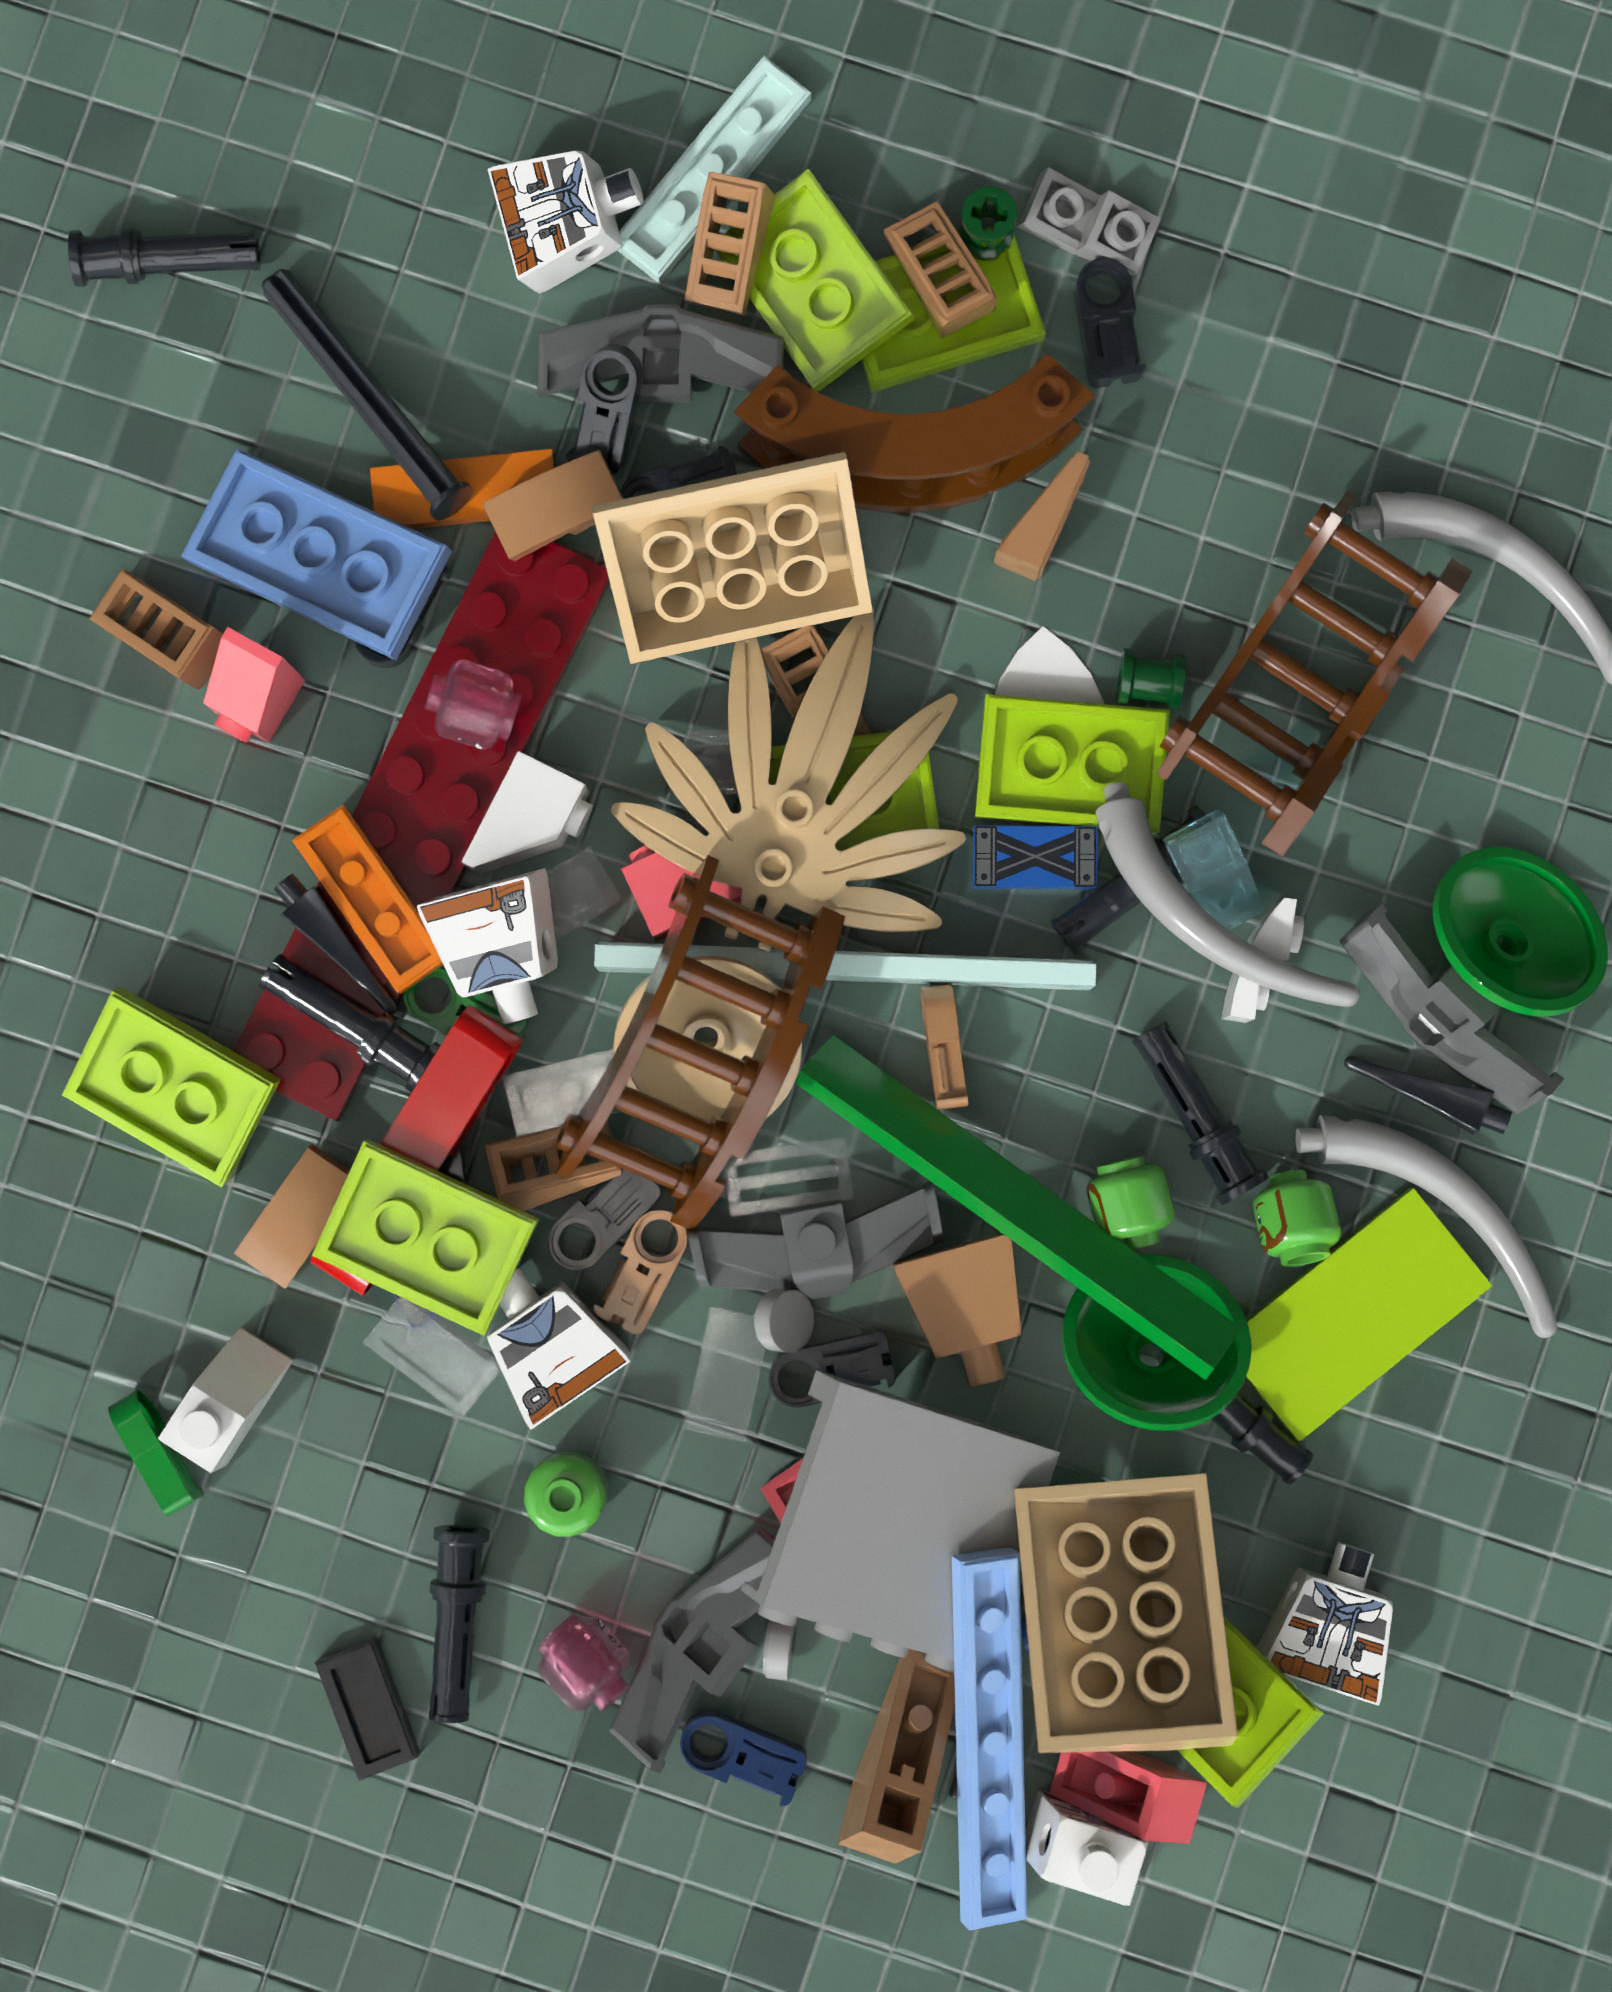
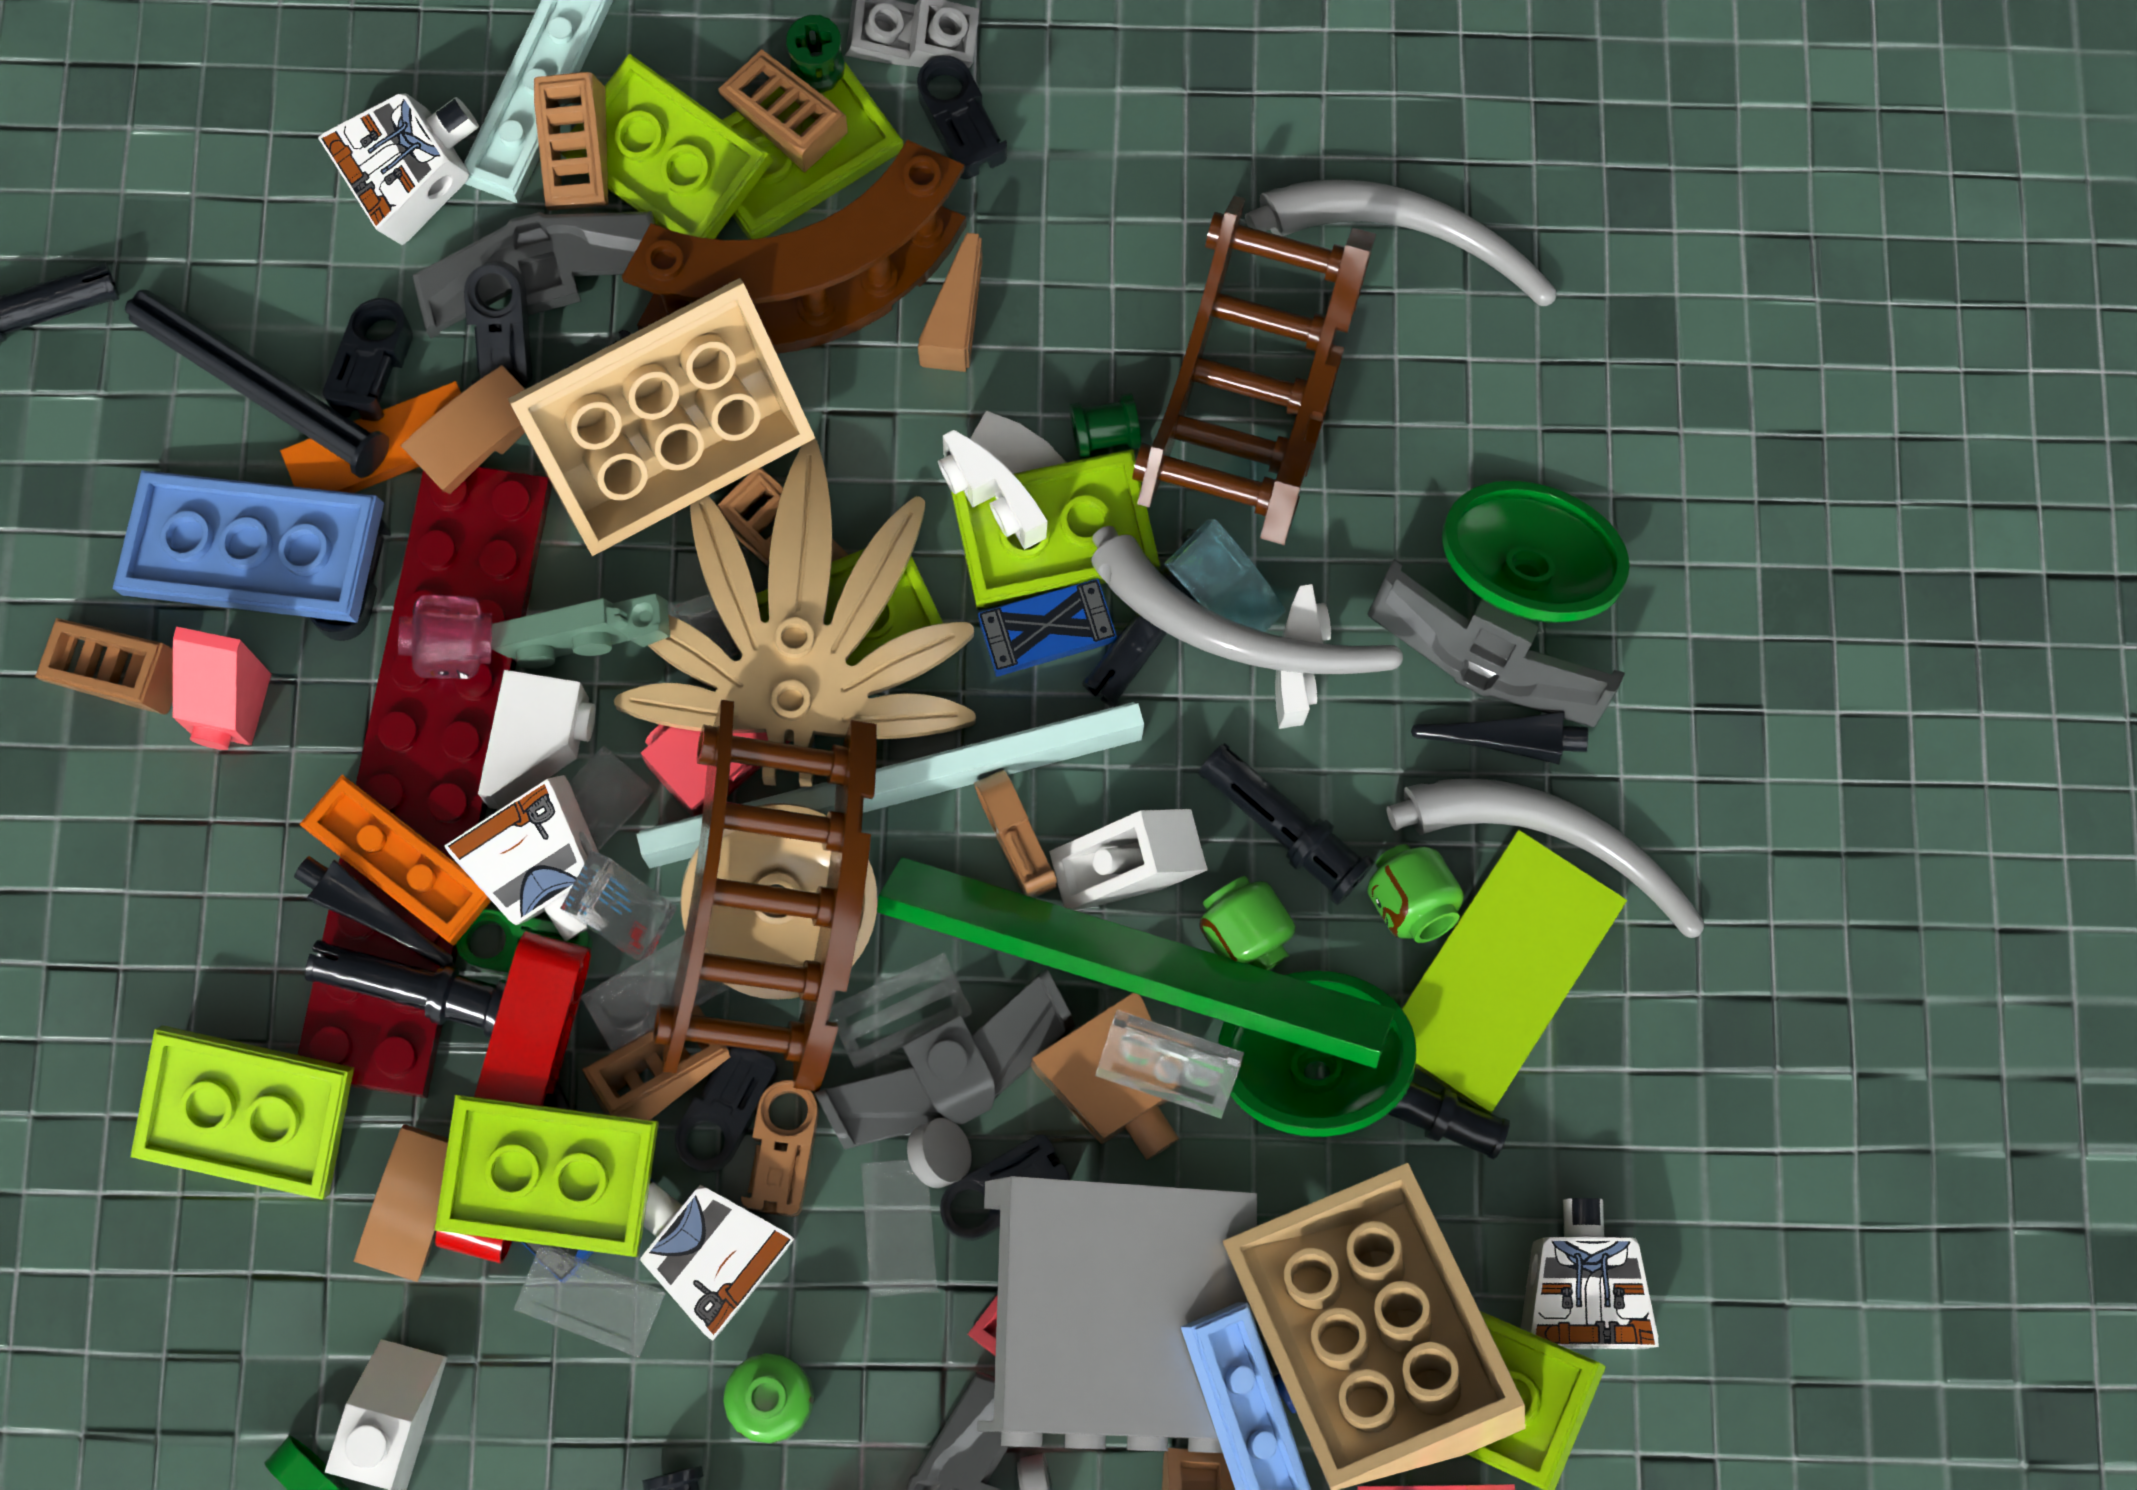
camera: 25 degrees left, 10 degrees down
(471, 407) = (366, 364): none -> black piece
(559, 1008) = (618, 907): none -> clear tile
(603, 735) = (581, 629): none -> sand green hinge
(1016, 698) = (983, 476): none -> white slope
(1017, 1315) = (1169, 1064): none -> clear plate
(1041, 1103) = (1128, 858): none -> white slope

